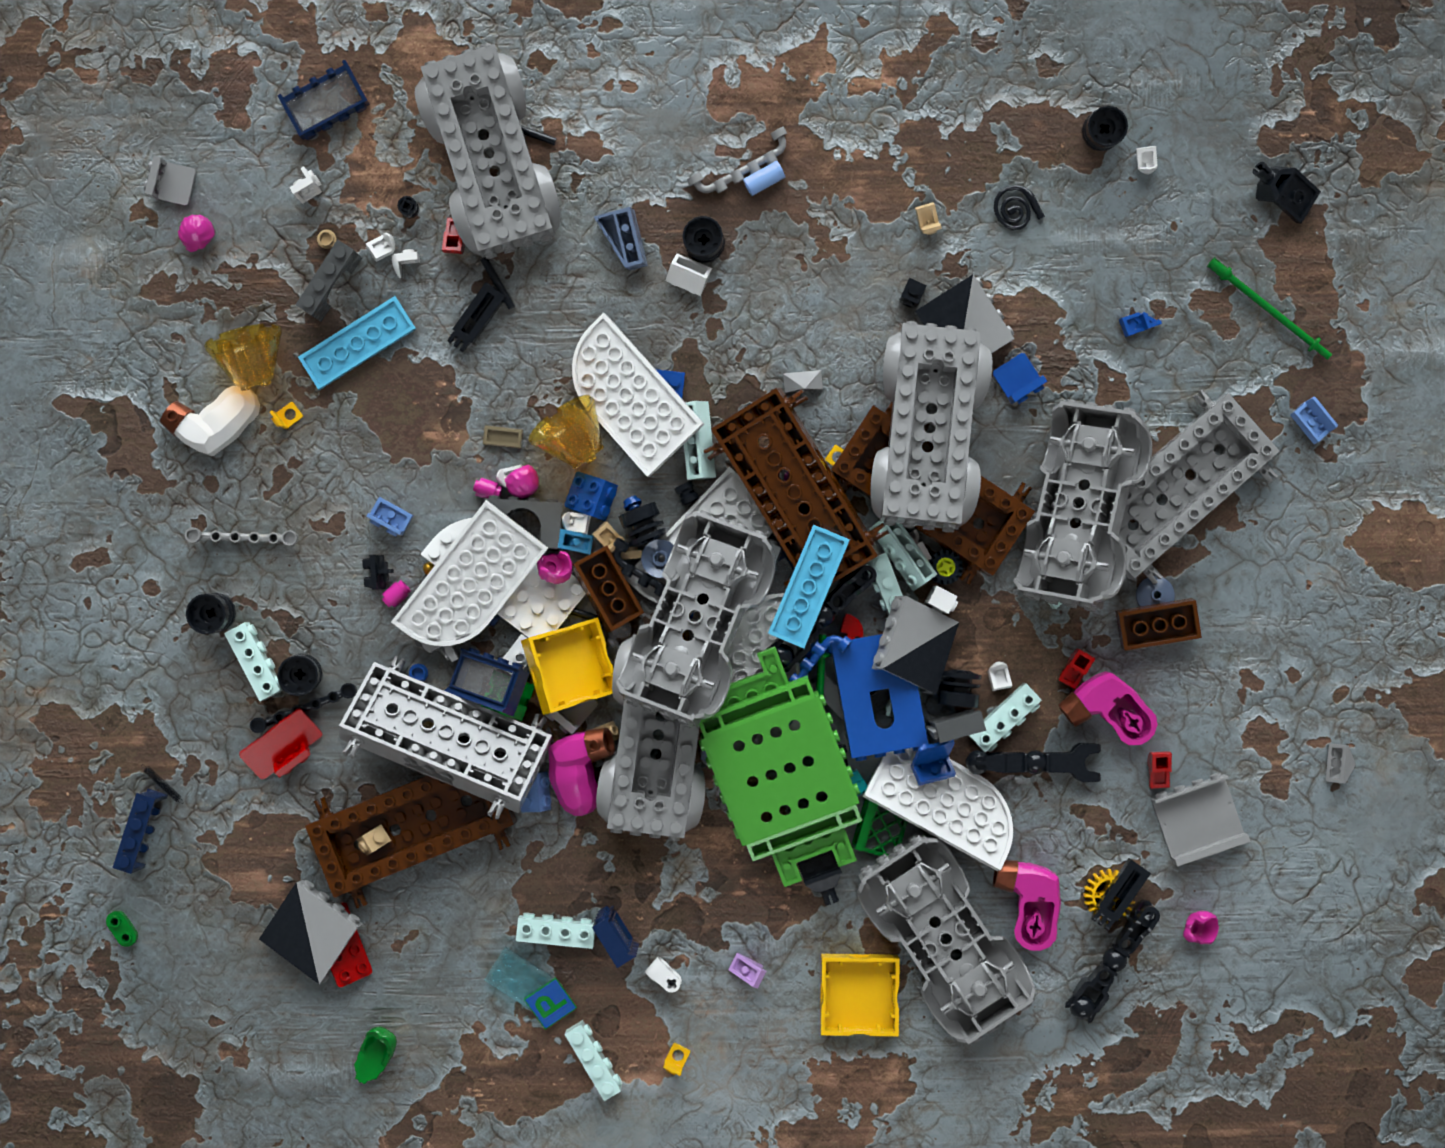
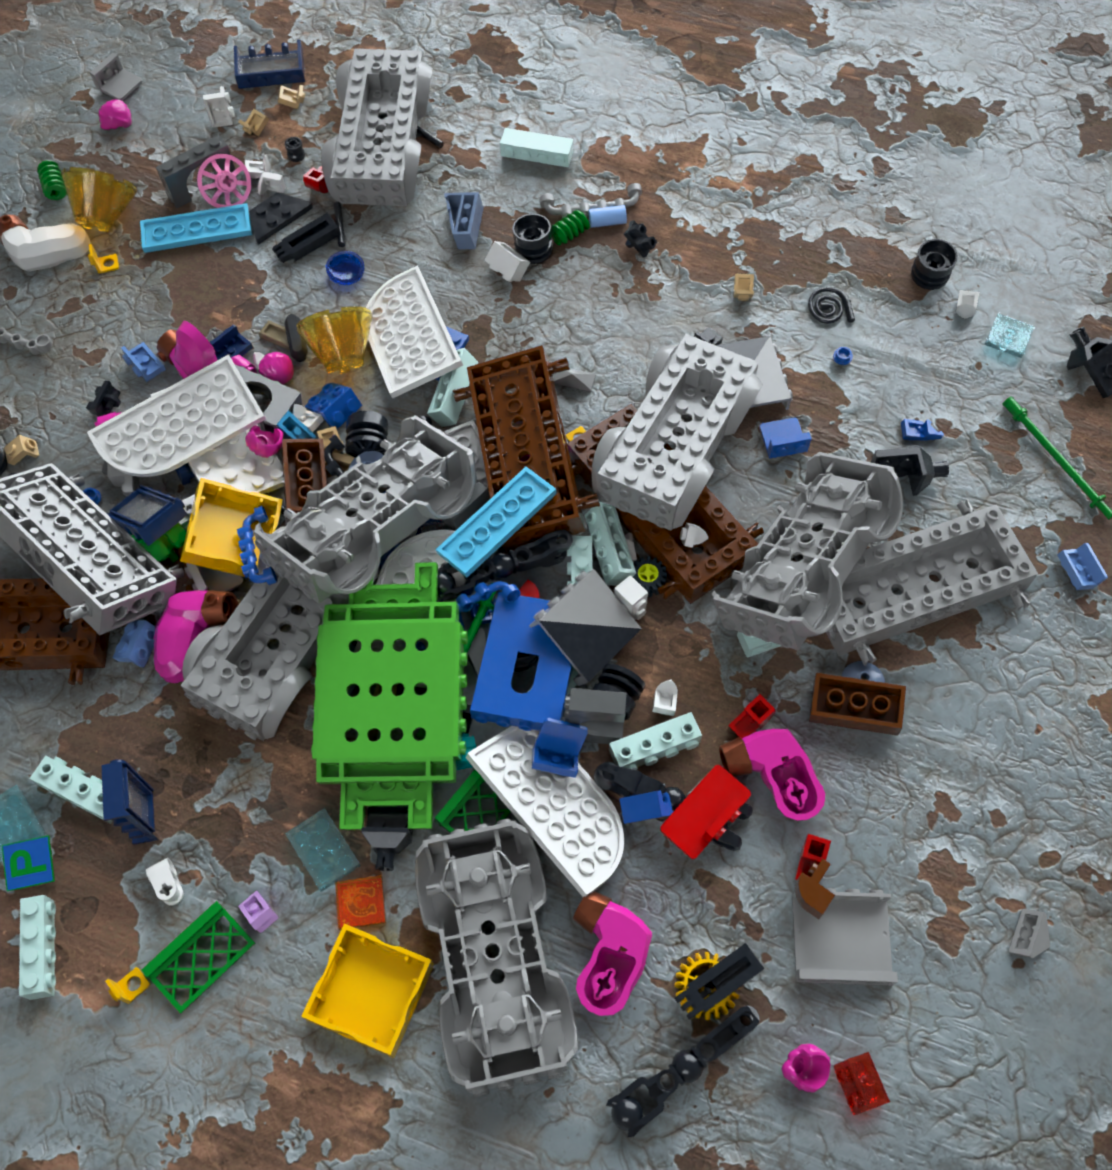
camera: 25 degrees right, 25 degrees down
(178, 342) = (51, 180): none -> green piece
(327, 650) = (19, 448): none -> tan bracket
(348, 187) = (254, 123): none -> tan bracket
(366, 285) = (224, 180): none -> bright pink wheel
(369, 136) = (291, 97): none -> tan bracket
(427, 294) = (276, 214): none -> black wing
(436, 503) = (186, 349): none -> dark pink piece
(464, 472) = (230, 343): none -> dark blue bracket
(520, 435) = (296, 344): none -> black piece
(530, 337) = (345, 267): none -> clear blue piece
(592, 677) = (247, 547): none -> blue bar
(659, 116) = (536, 147): none -> light aqua brick
(702, 1014) = (181, 945): none -> green fence
(732, 207) = (569, 227): none -> green piece
(774, 903) = (322, 850): none -> clear light blue plate
(808, 199) = (638, 239): none -> black hips
(821, 931) = (360, 902): none -> clear orange tile
(972, 524) = (692, 535): none -> white plate
(1019, 780) = (645, 806): none -> blue hinge
(1045, 265) = (843, 356): none -> blue plate
(1068, 766) = (706, 812): none -> red bracket
(1152, 373) = (914, 463): none -> black plate
(1167, 801) = (812, 895): none -> reddish brown brick
(1195, 183) = (1009, 335): none -> clear light blue plate
(1242, 921) = (861, 1083): none -> clear red bracket

